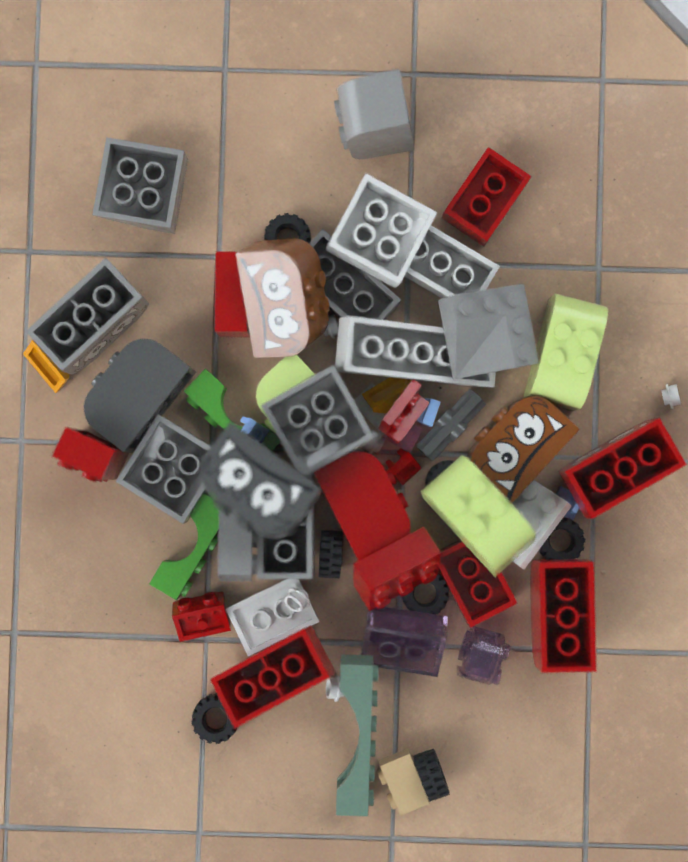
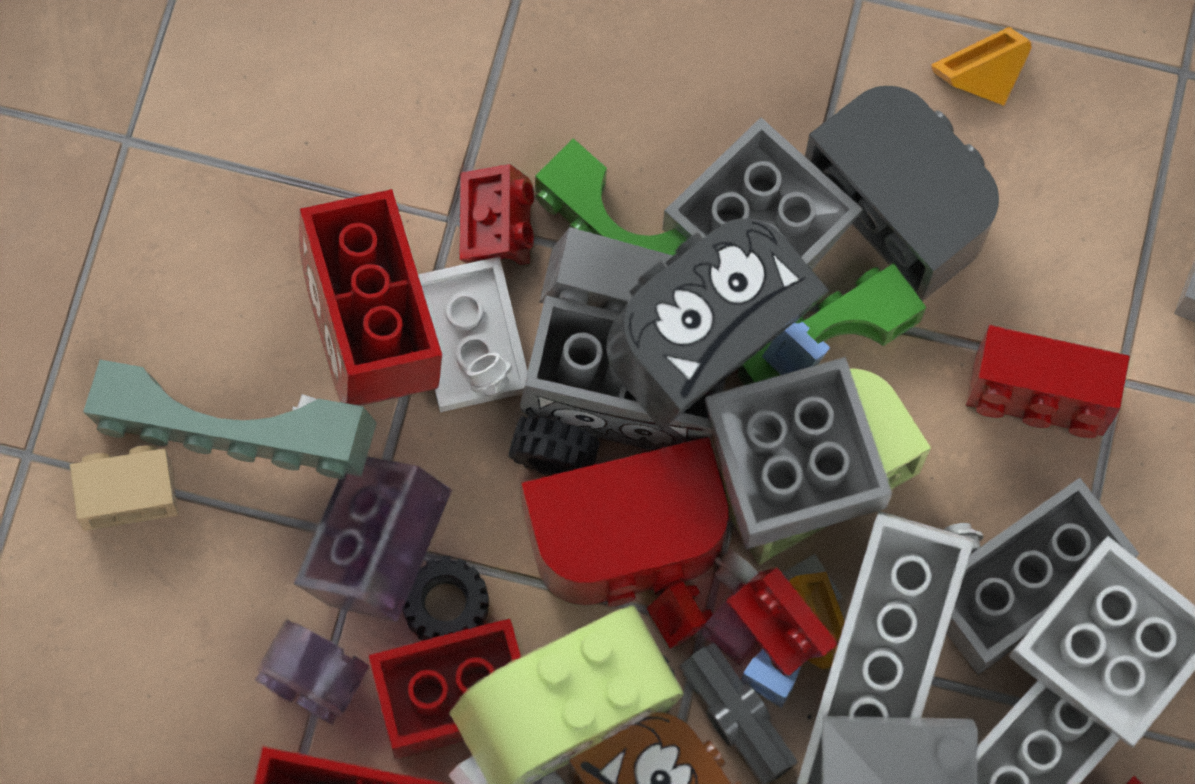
camera: 95 degrees right, 15 degrees down
(88, 318) = (1049, 129): light grey brick -> none
(90, 454) = (816, 78): red brick -> none
(200, 725) = (303, 180): black tyre -> none
(283, 296) = (1030, 452): brick -> none
(287, 221) = (1153, 482): black tyre -> none
(396, 569) = (504, 543): red brick -> none
(431, 775) = (124, 537): black tyre -> none

